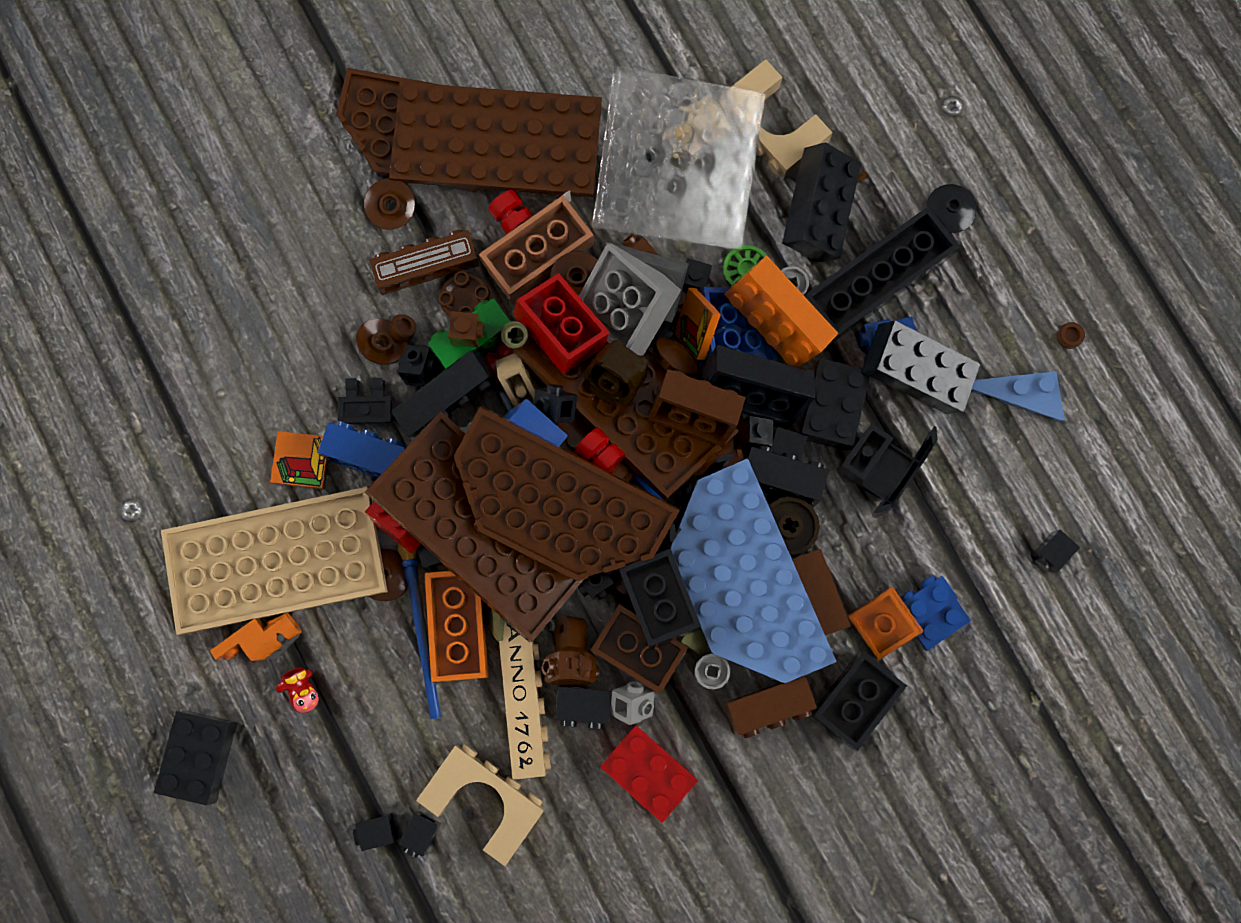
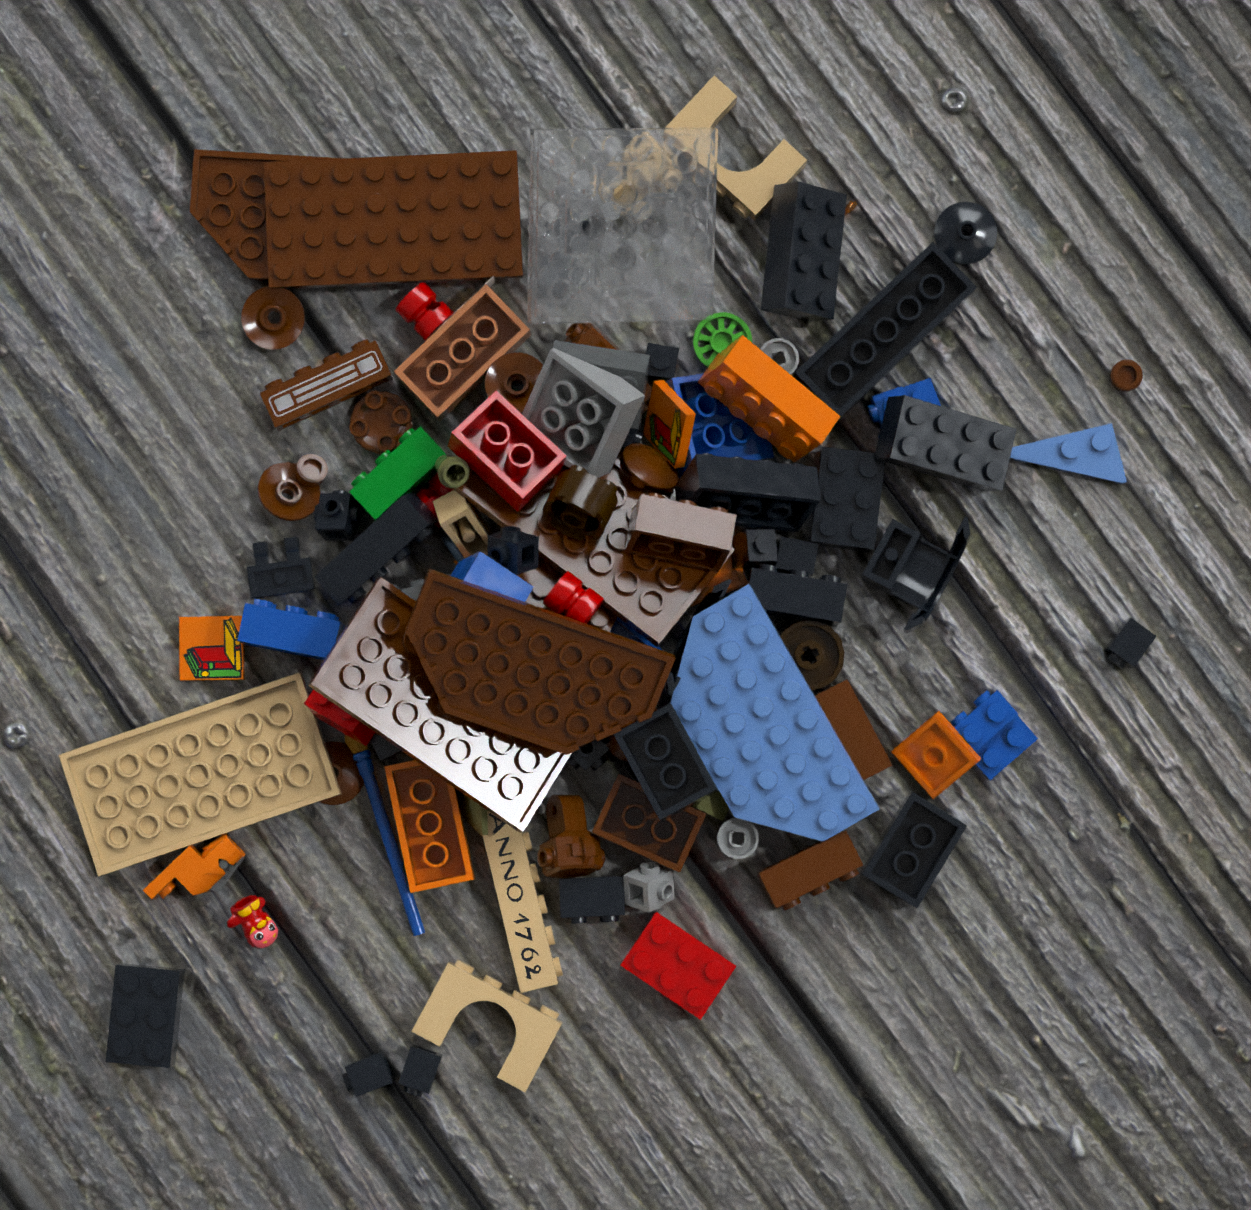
camera: 10 degrees left, 5 degrees up
(465, 329) = (394, 471): reddish brown brick -> none

